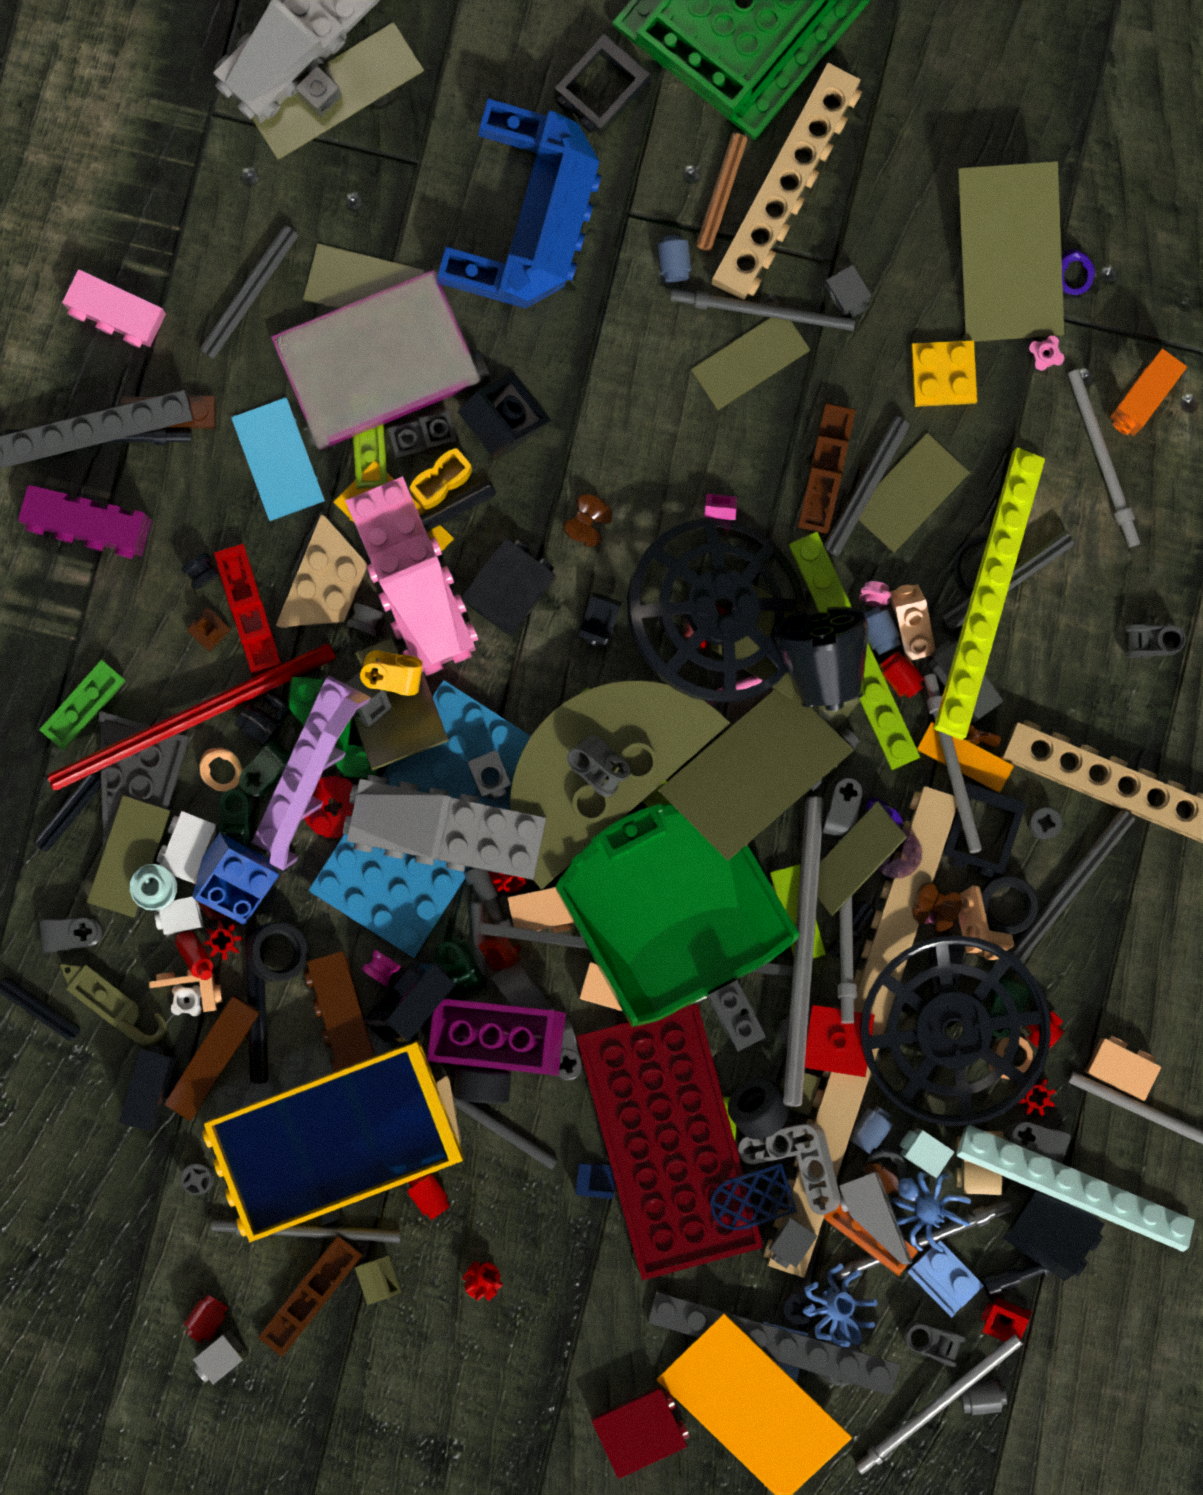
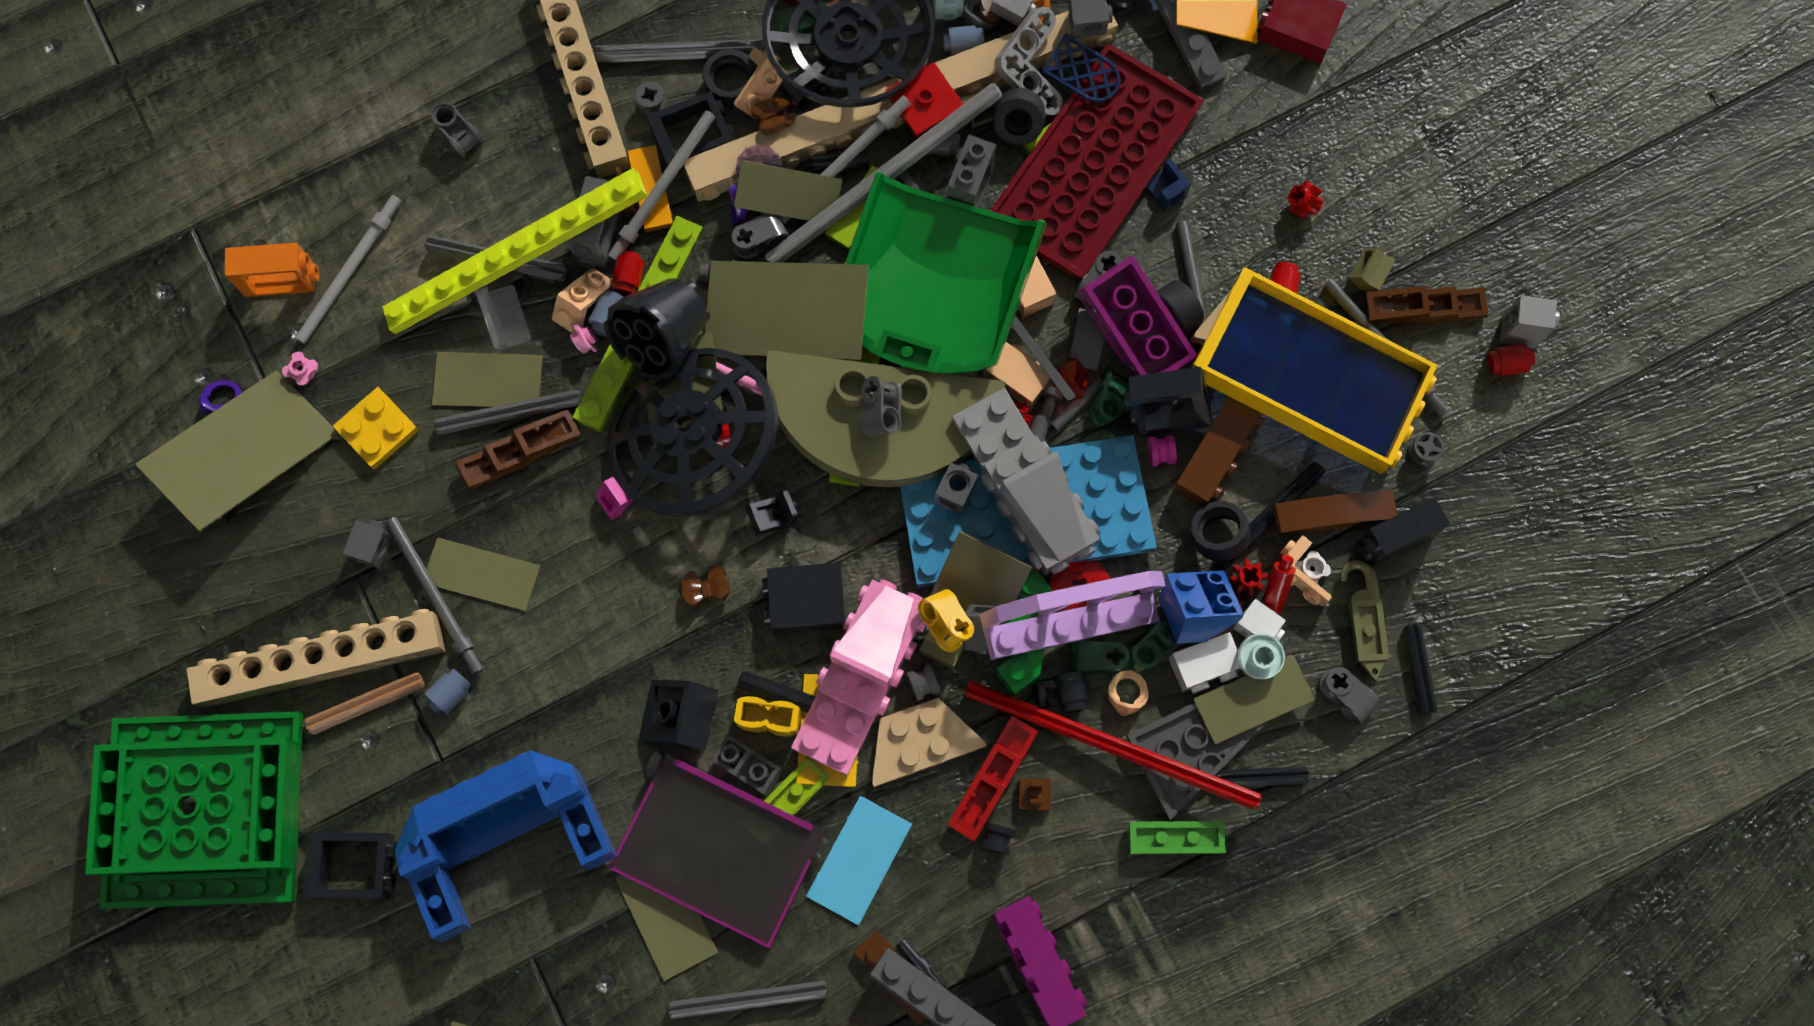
camera: 130 degrees left, 10 degrees down
(950, 546) = (503, 317): none -> clear panel

